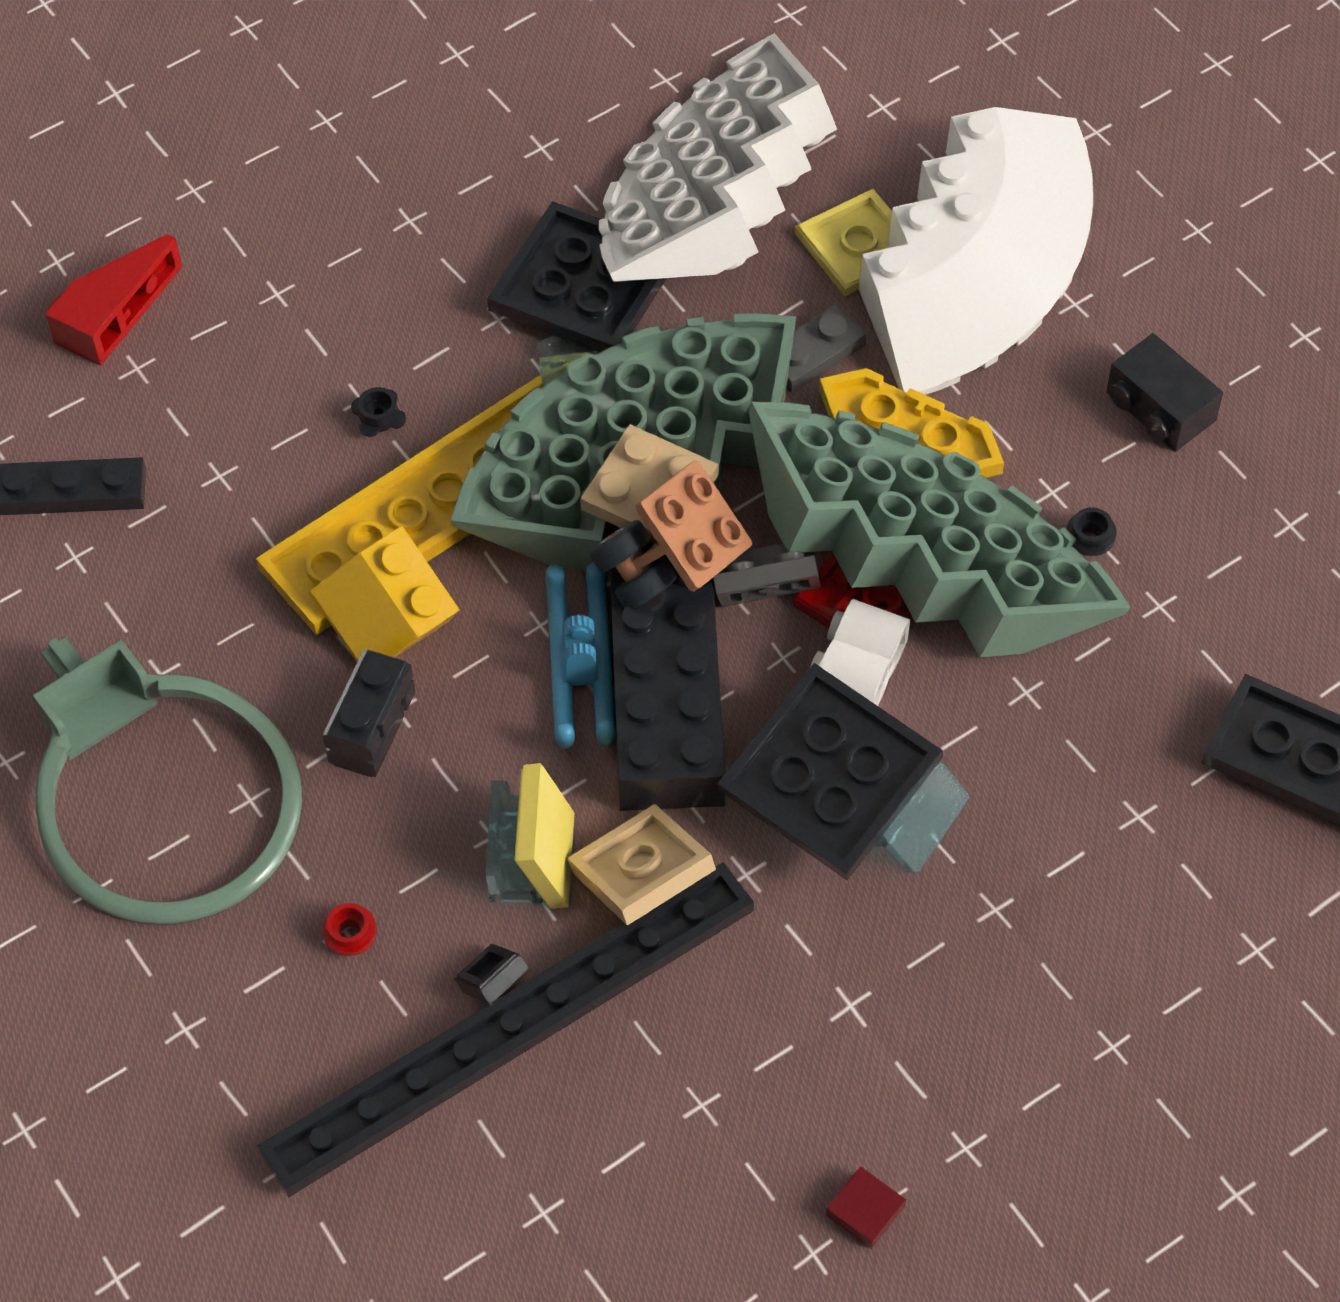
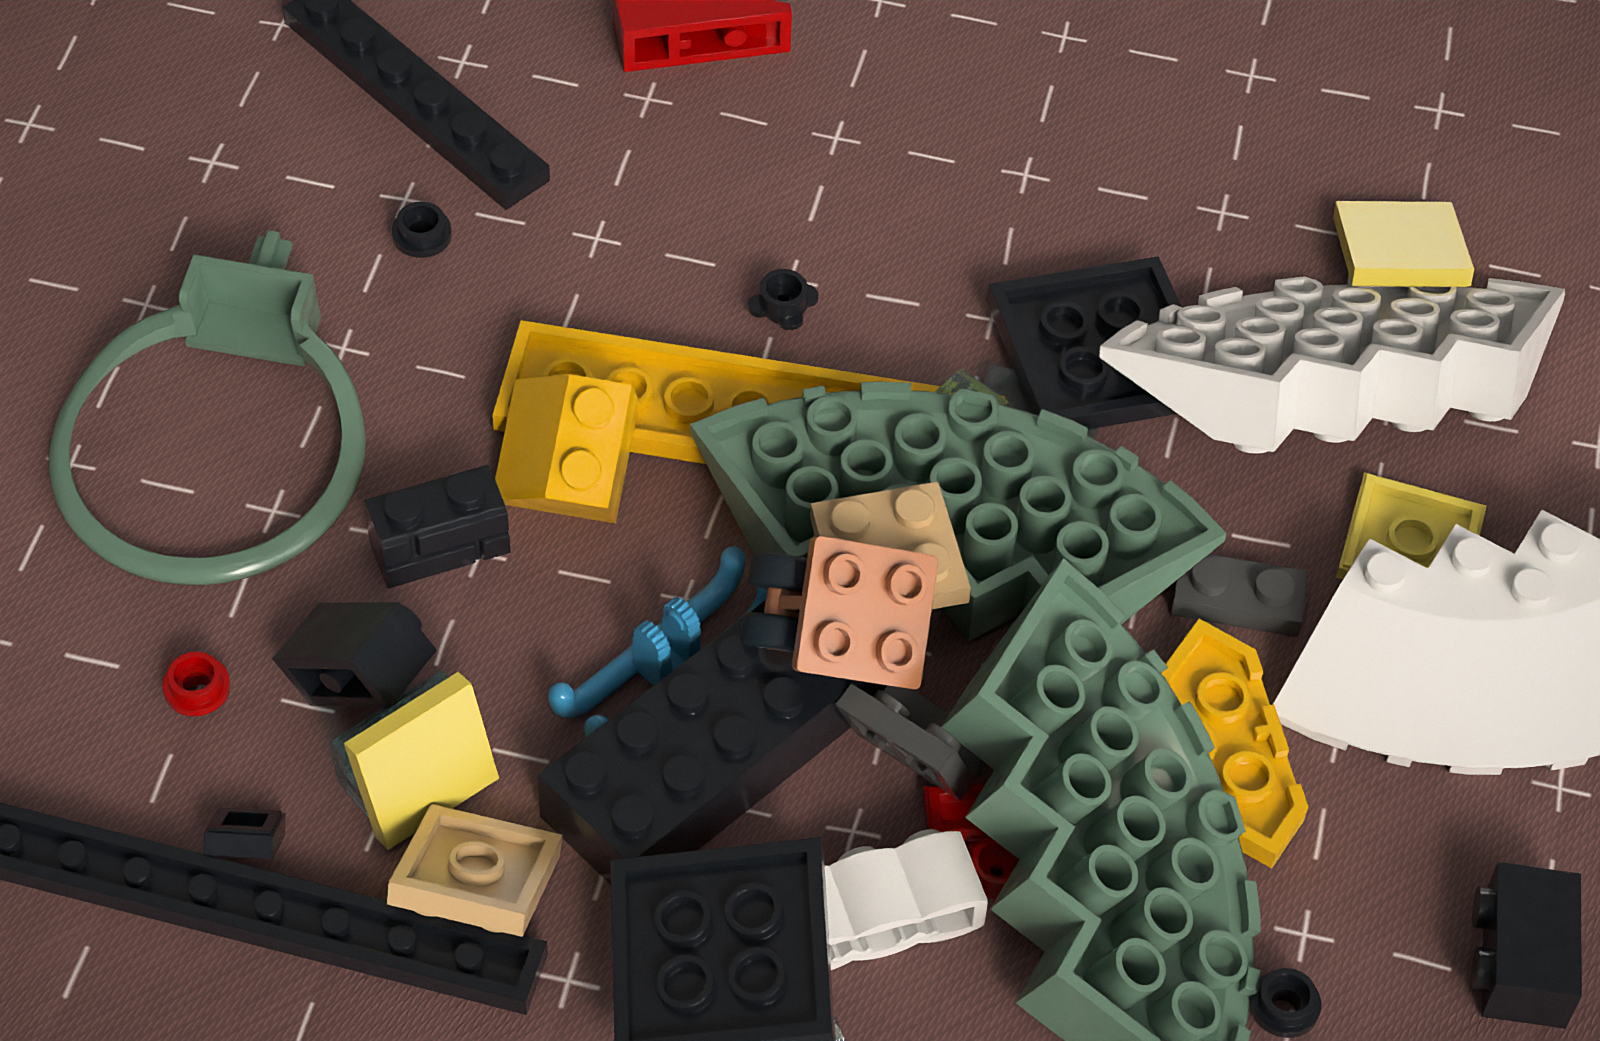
camera: 45 degrees right, 5 degrees down
(116, 553) = (421, 230): none -> black plate
(431, 820) = (355, 654): none -> black brick
(663, 80) = (1402, 244): none -> light yellow tile

